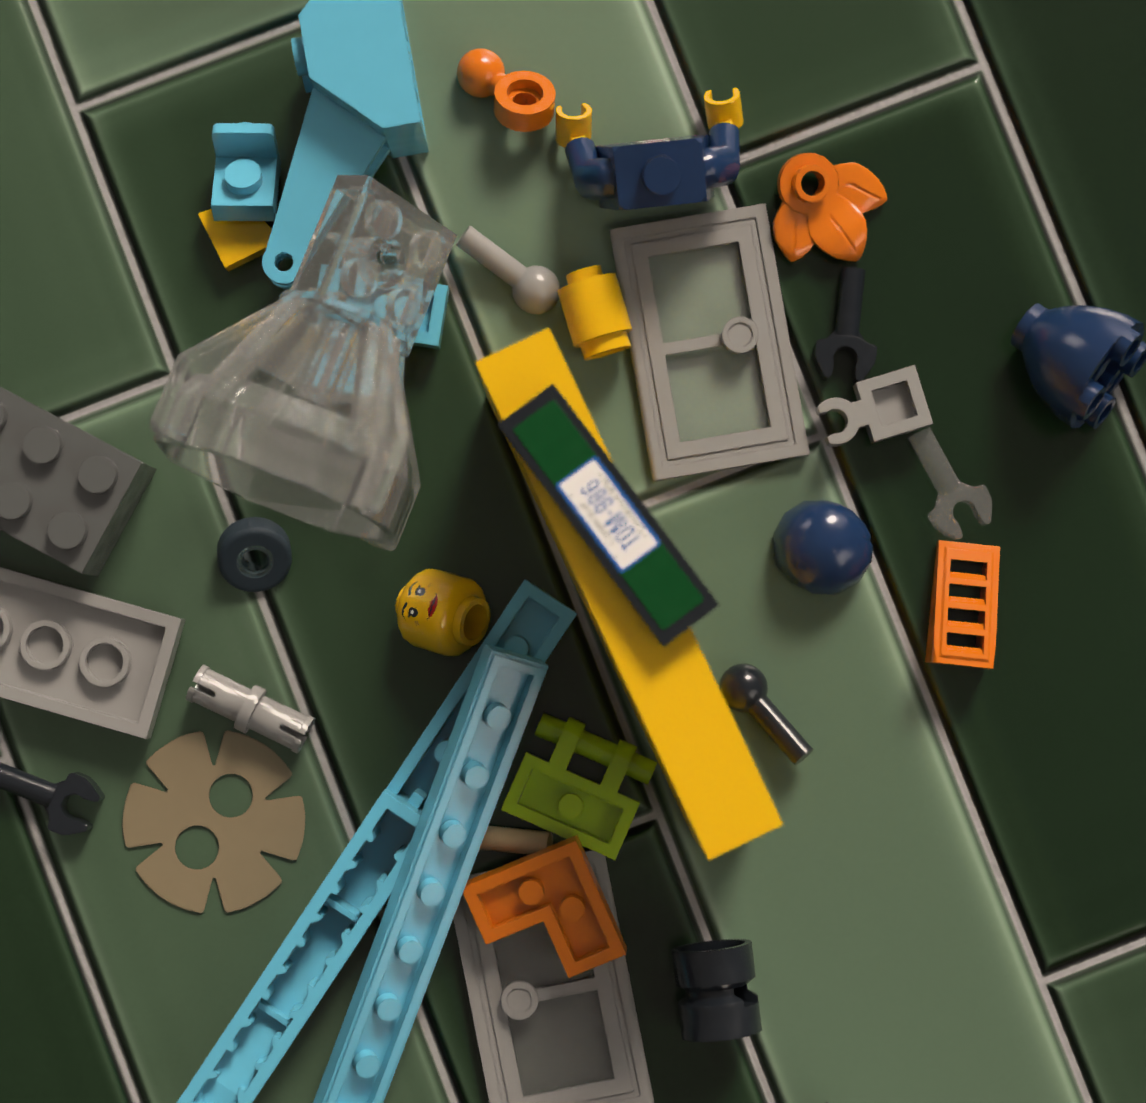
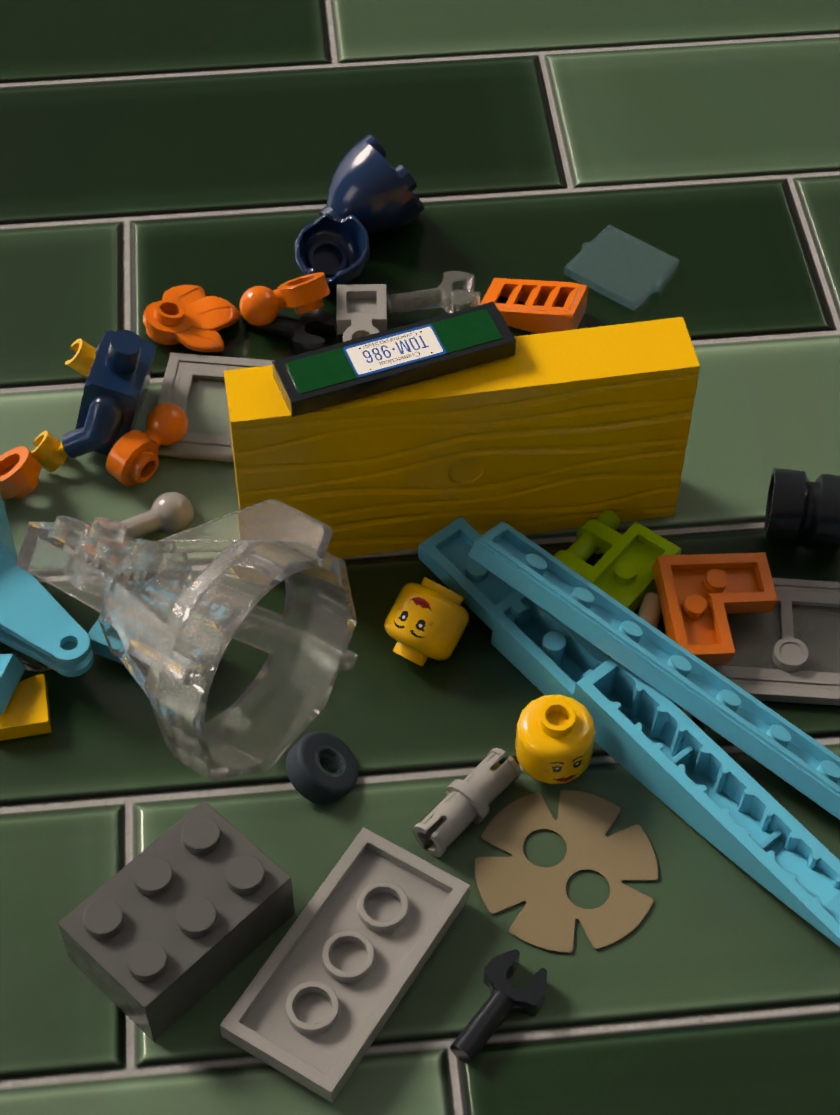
camera: 75 degrees left, 35 degrees down
(329, 781) = (555, 739): none -> yellow head
(595, 312) = (204, 466): yellow brick -> none
(631, 243) = (136, 453): none -> orange plate
(885, 324) = (304, 294): none -> orange plate
(968, 341) = (333, 247): none -> dark blue hair
(1072, 695) = (621, 267): none -> clear light blue piece

